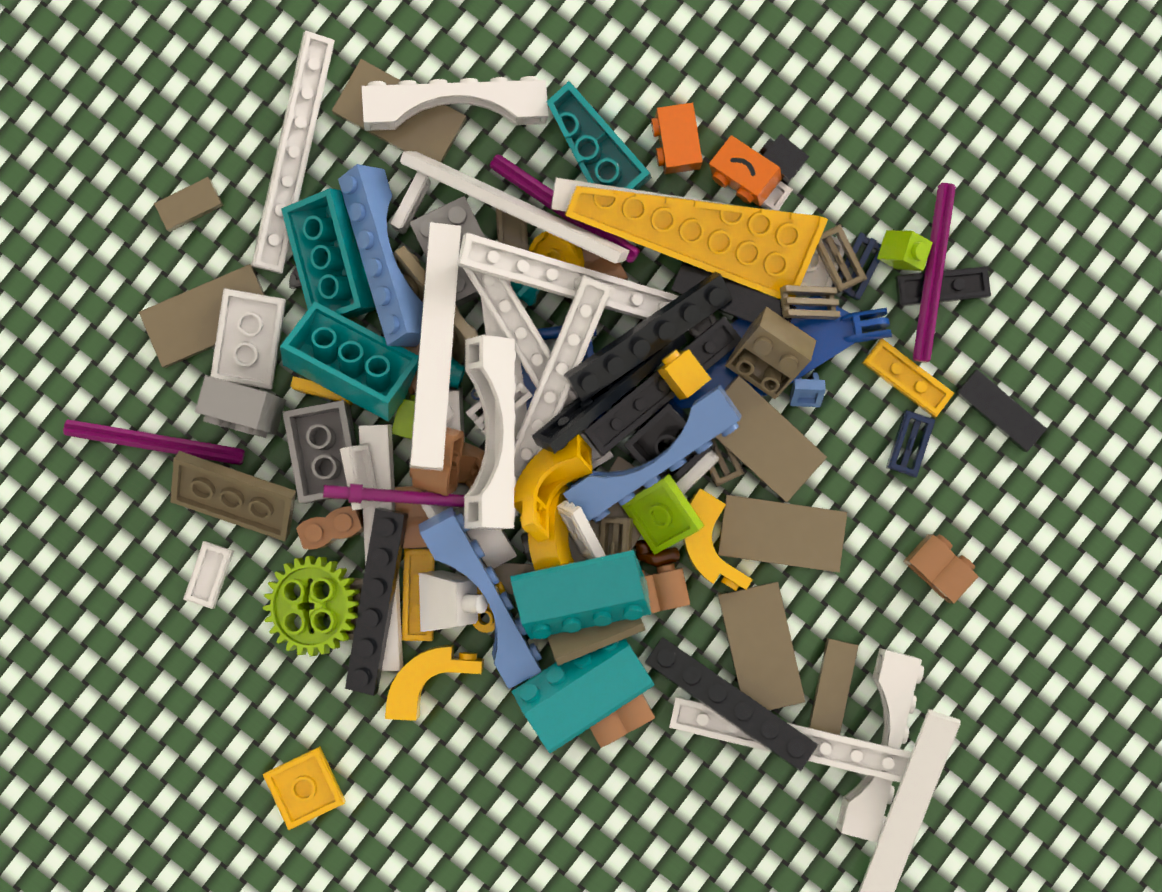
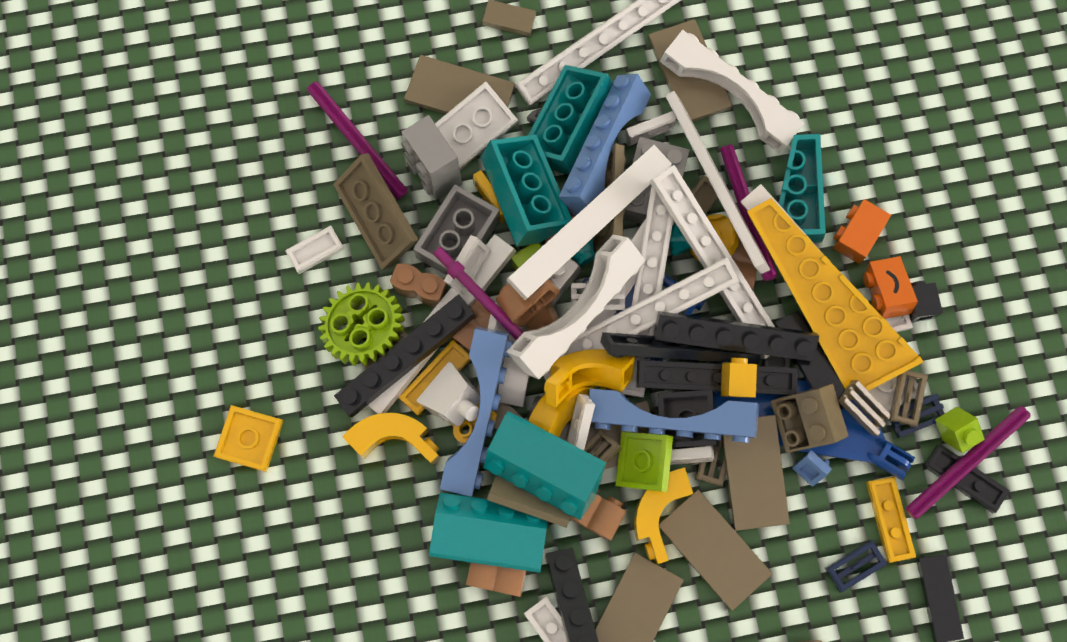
camera: 40 degrees right, 10 degrees down
(664, 557) = (620, 494): reddish brown arm -> none

